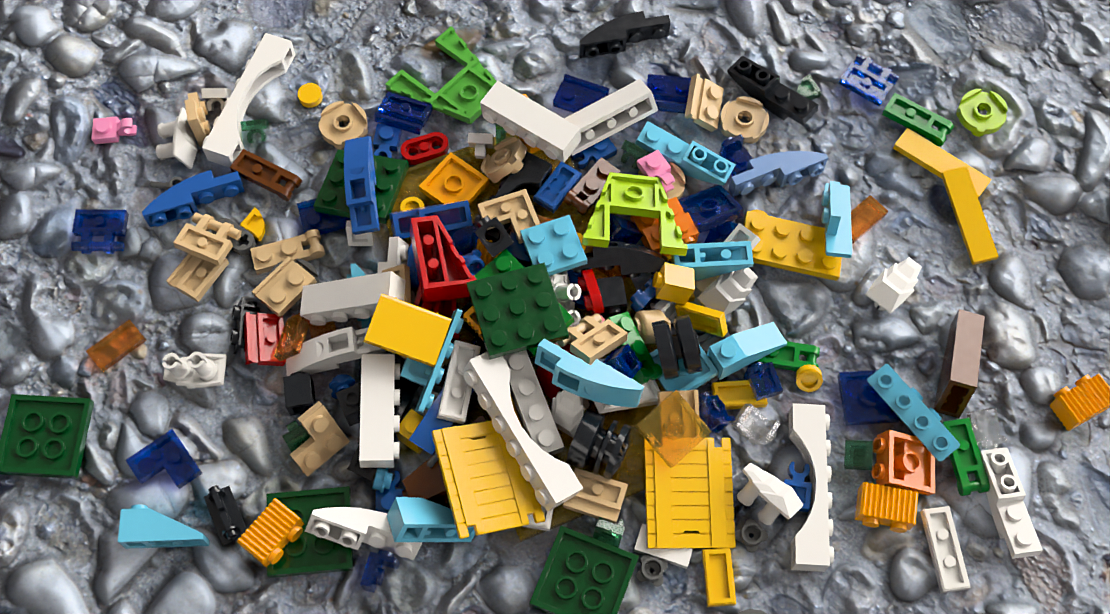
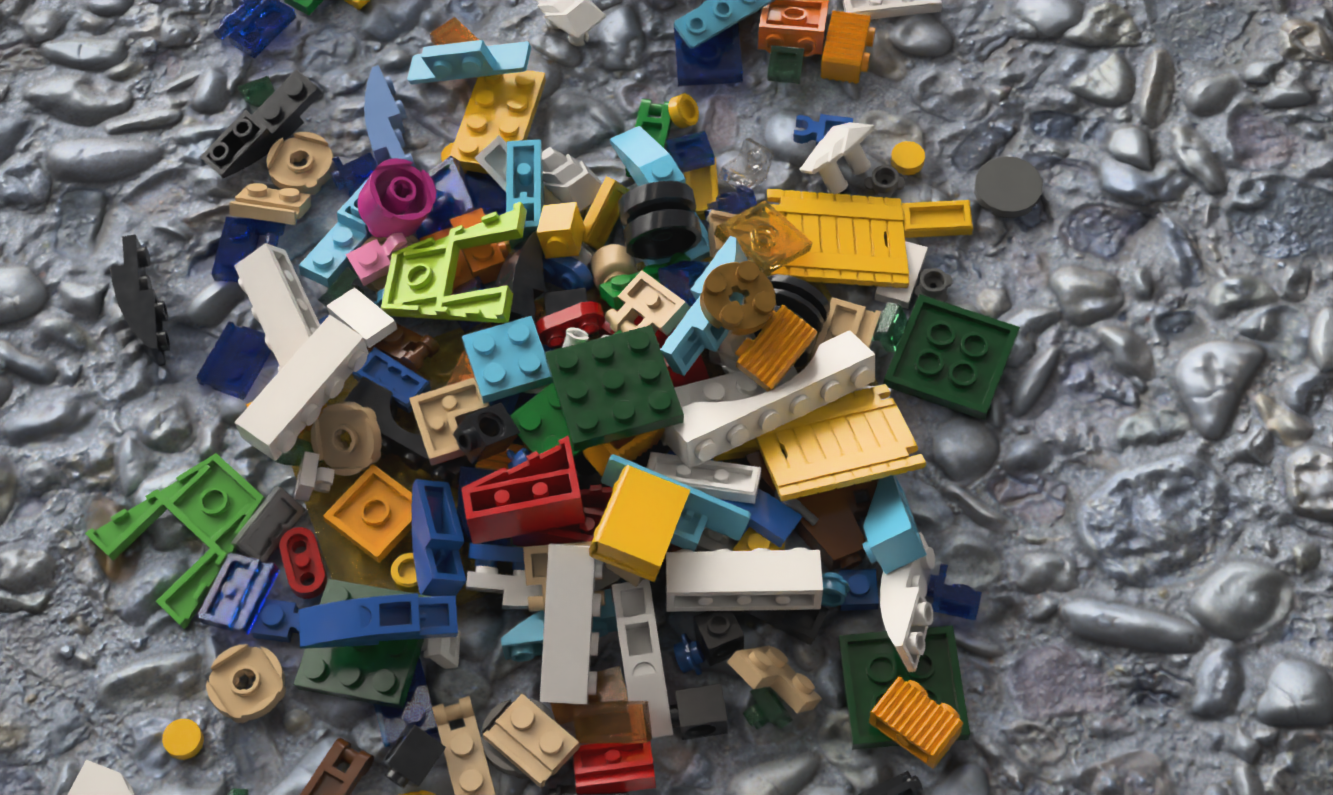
camera: 85 degrees left, 5 degrees down
(281, 218) = (411, 757): none -> black brick
(450, 124) = (268, 524): none -> dark grey plate
(553, 425) = (775, 348): none -> light orange brick
(575, 403) = (739, 278): none -> pearl gold plate
(606, 161) = (362, 316): none -> white tile
(703, 159) = (396, 198): none -> dark pink brick
(777, 555) = (907, 158): none -> yellow tile
(808, 432) = (767, 112): white arch -> none

